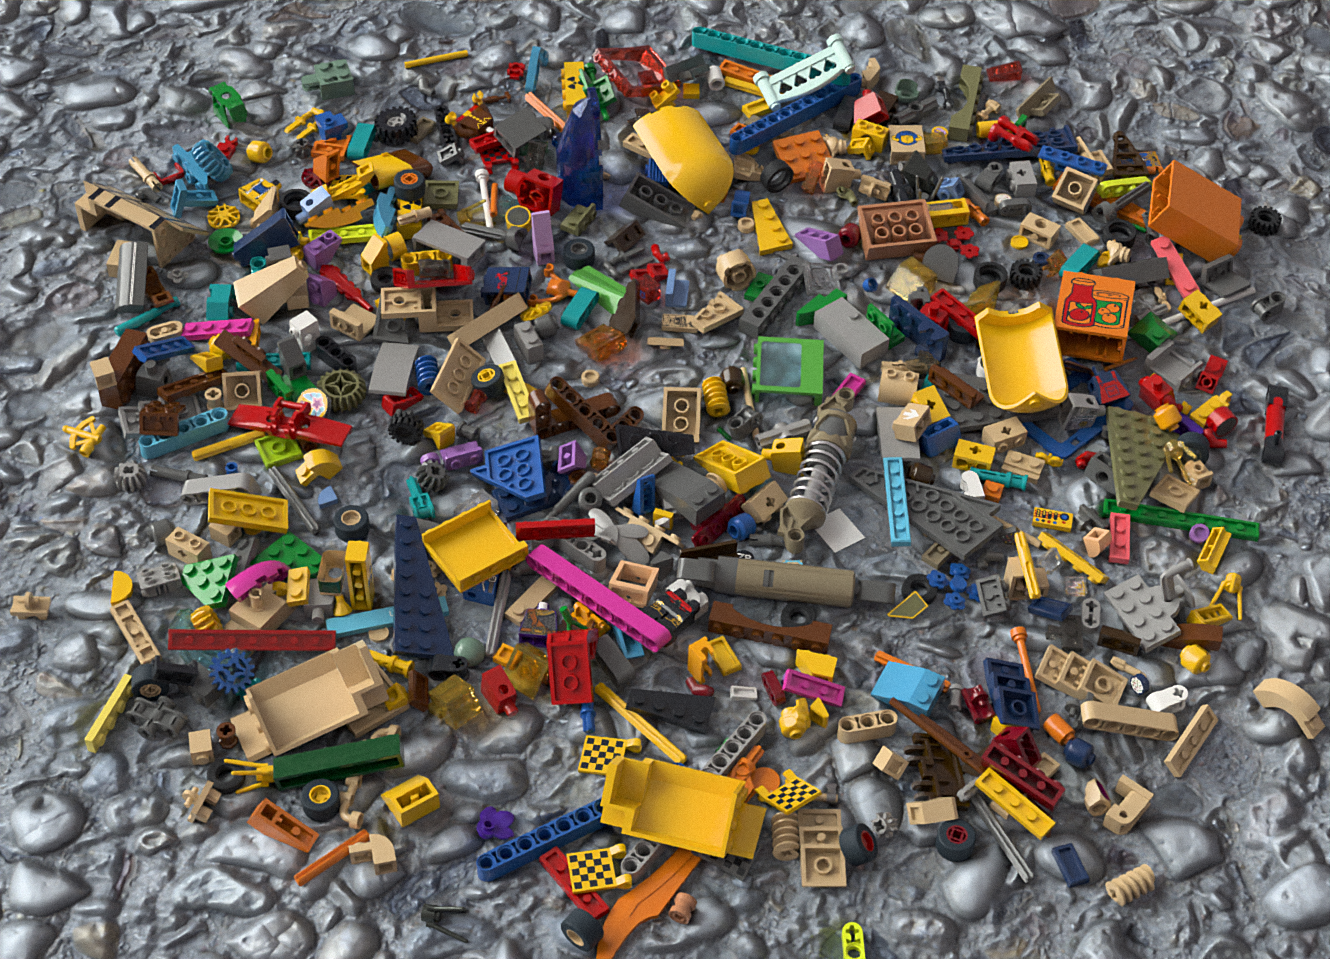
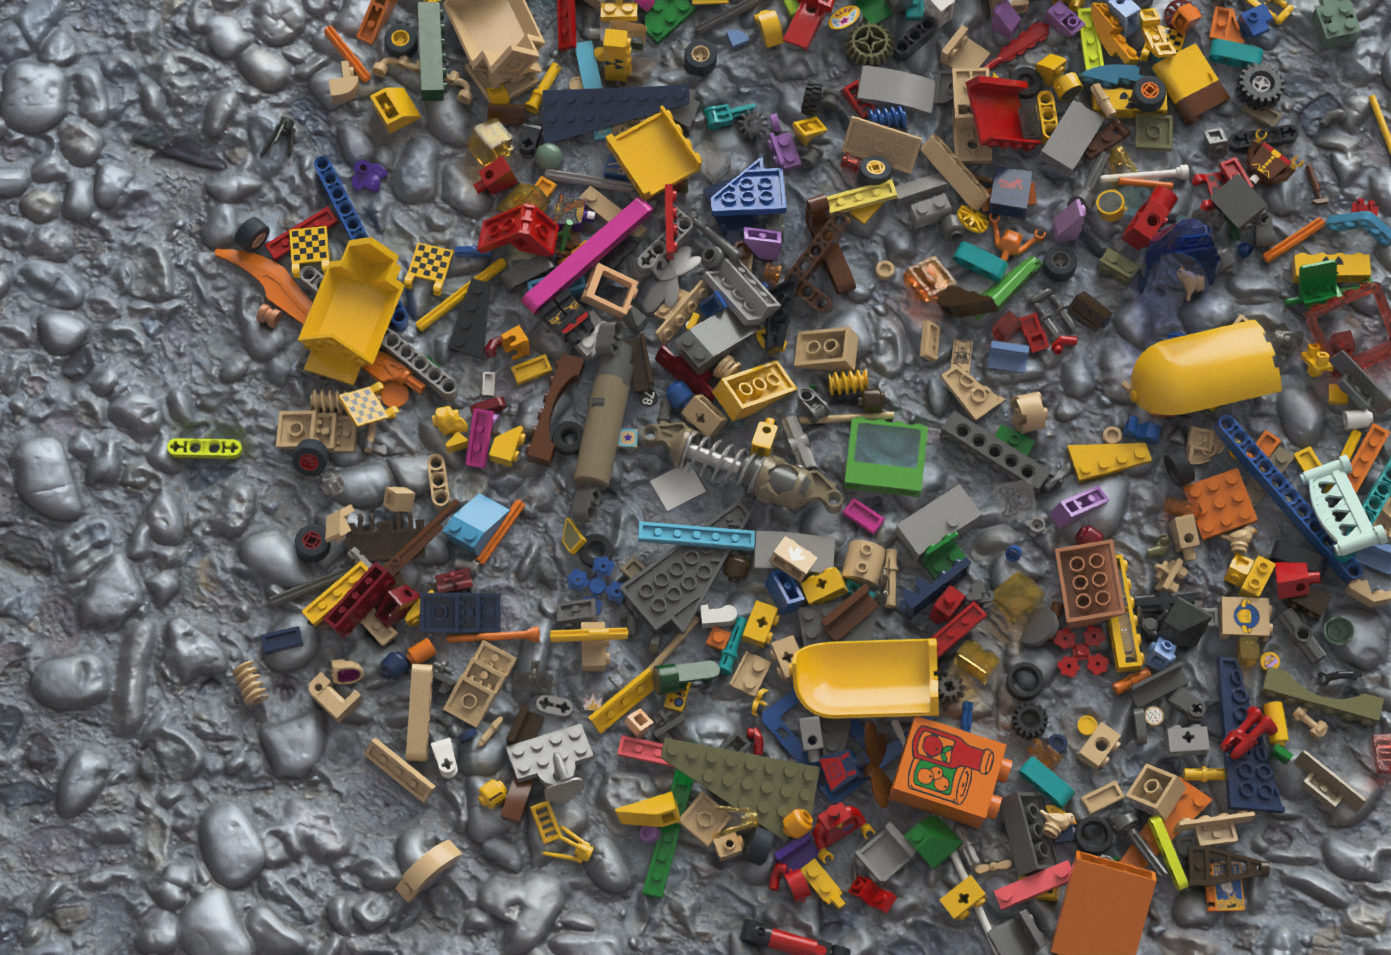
camera: 95 degrees right, 20 degrees up
(656, 202) = (1142, 332): dark grey slope -> none
(806, 314) = (979, 496): green slope -> none
(1047, 511) = (674, 678): none -> piece
(1050, 608) = (561, 666): dark blue tile -> none
(1065, 159) = (1196, 790): blue bracket -> none
(1184, 524) = (653, 812): none -> yellow slope
(1213, 549) = (628, 843): yellow piece -> none

